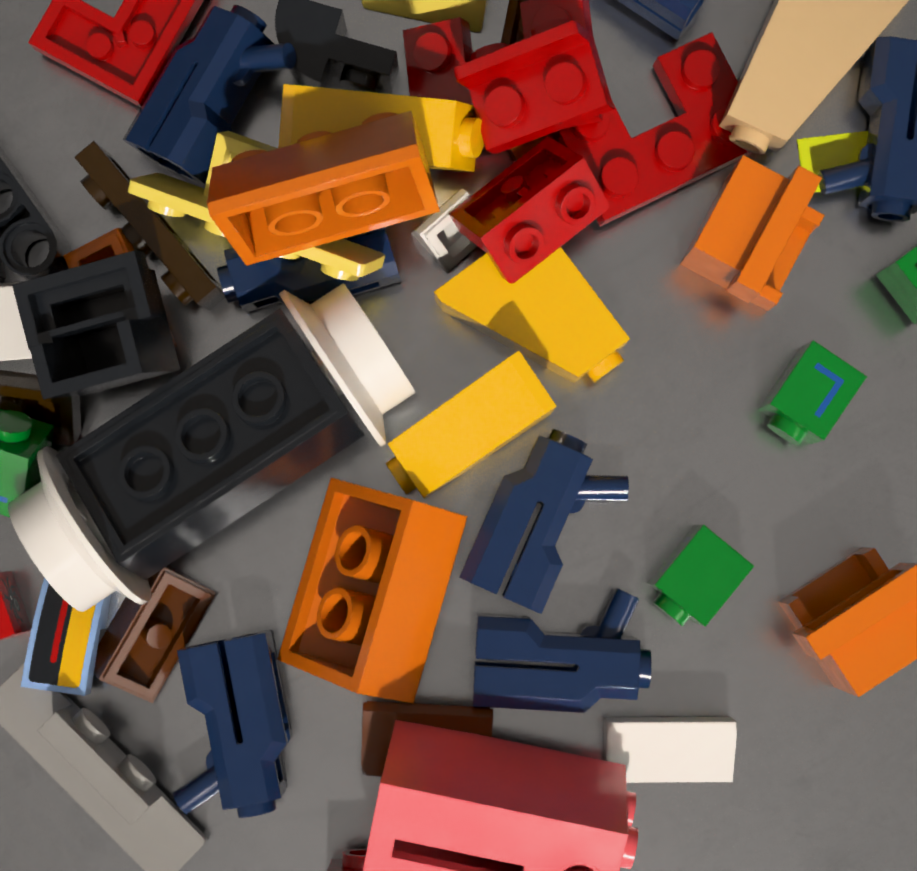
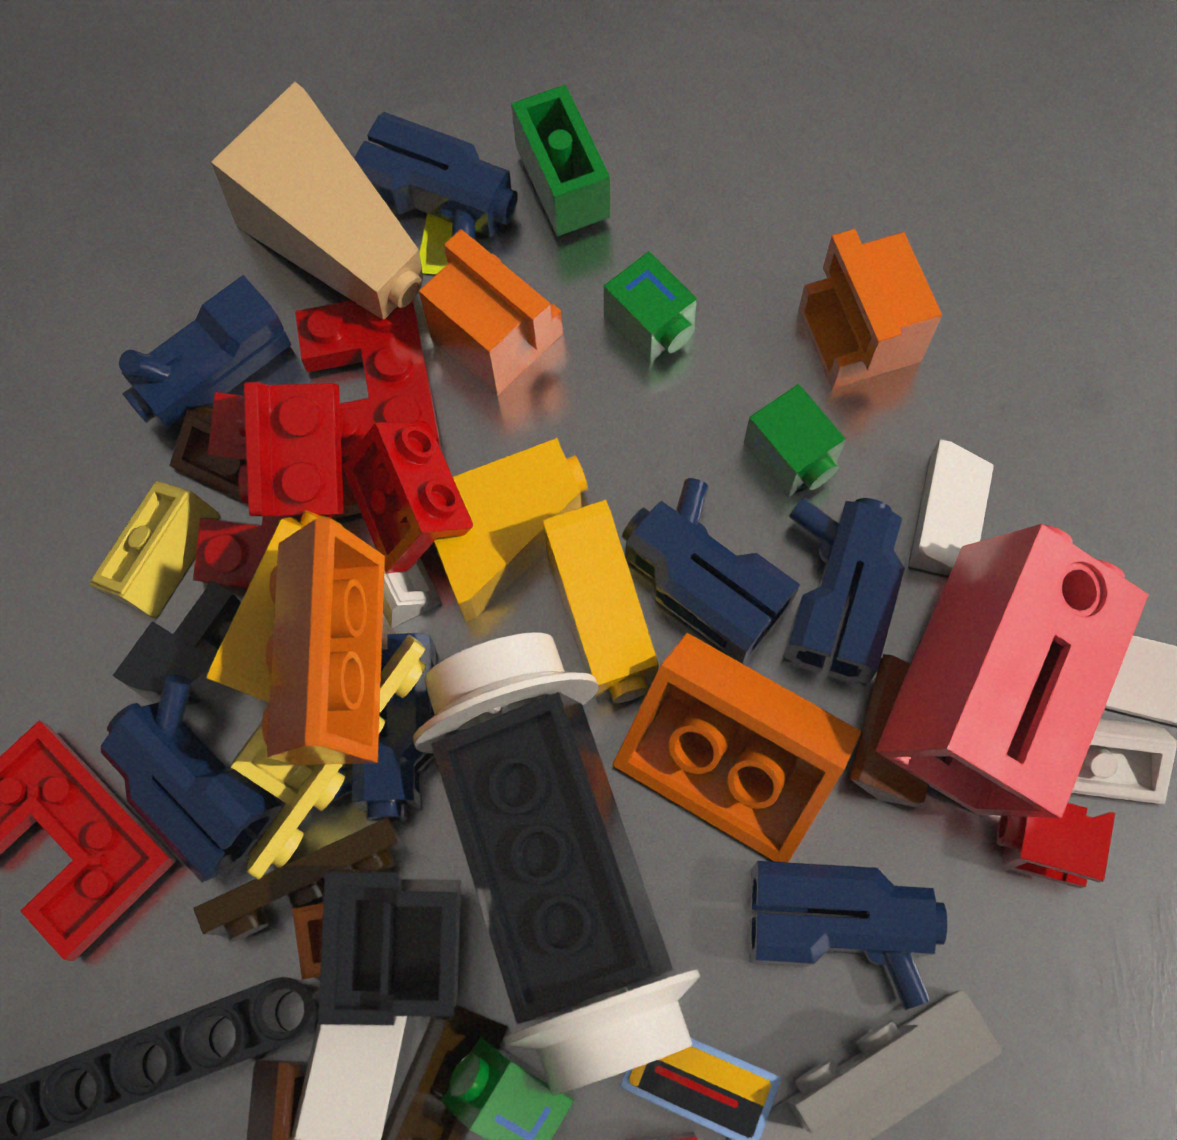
camera: 75 degrees left, 15 degrees down
(145, 638) = (731, 999): reddish brown slope -> none

